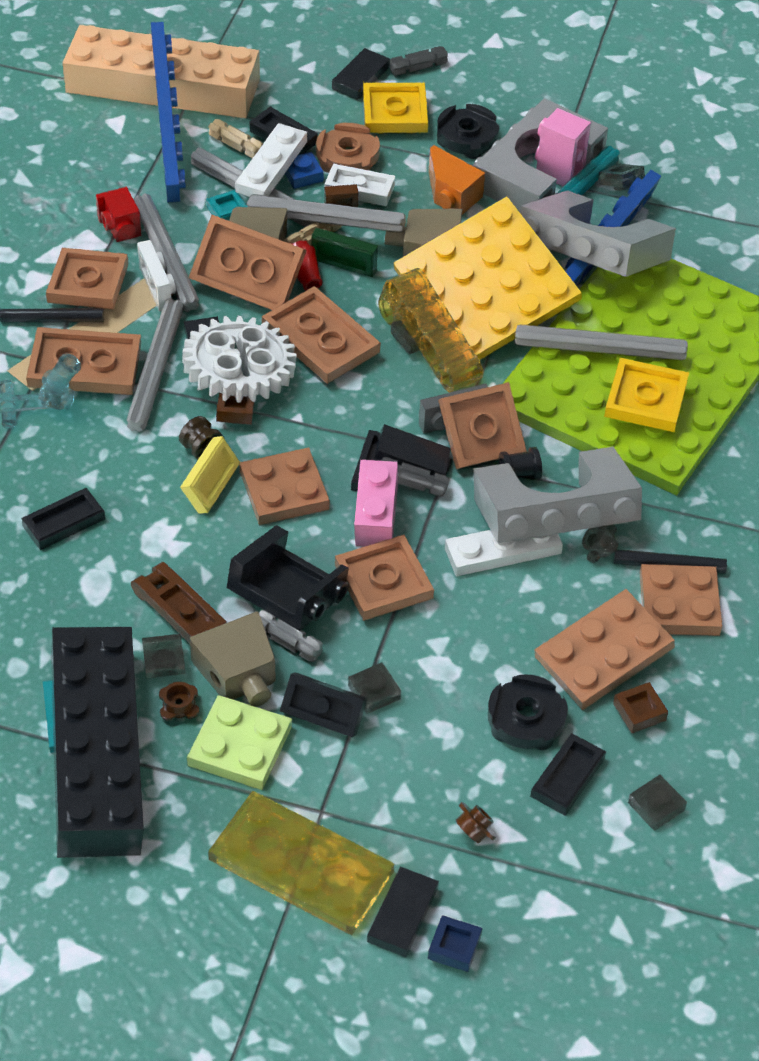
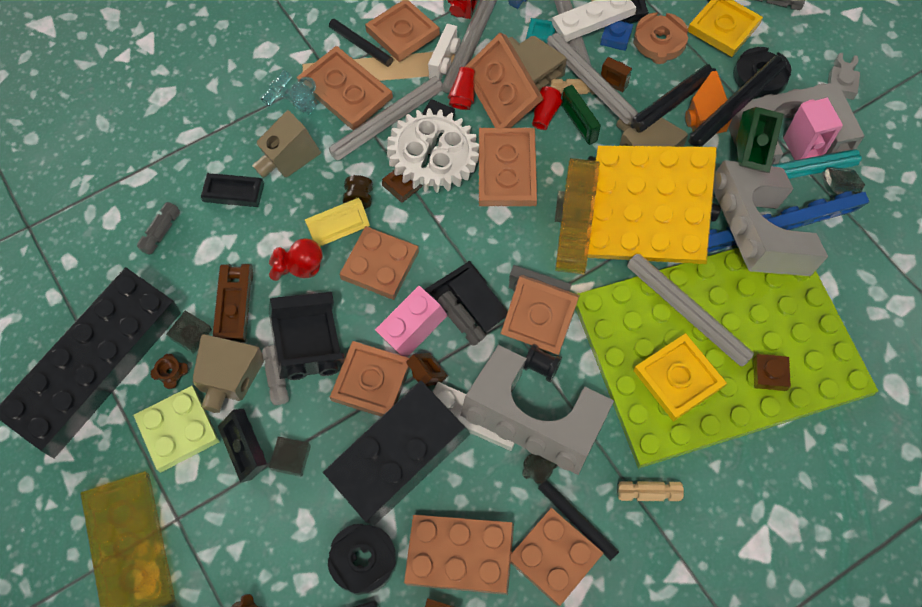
camera: 45 degrees right, 15 degrees up
(23, 597) = (158, 228): none -> dark grey axle
(89, 438) = (285, 147): none -> dark tan torso
(209, 524) = (301, 260): none -> red piece
(210, 293) = (462, 91): none -> red cone
(371, 185) = (645, 70): white plate -> none
(418, 188) = (671, 99): none -> black axle
(426, 536) = (426, 368): none -> reddish brown plate
(476, 606) = (396, 453): none -> black brick
(480, 157) = (737, 102): none -> black axle
(530, 171) = (758, 138): none -> dark green slope
(534, 92) = (846, 76): none -> light grey plate
(704, 501) = (650, 491): none -> tan axle
(712, 347) = (771, 372): none -> reddish brown plate

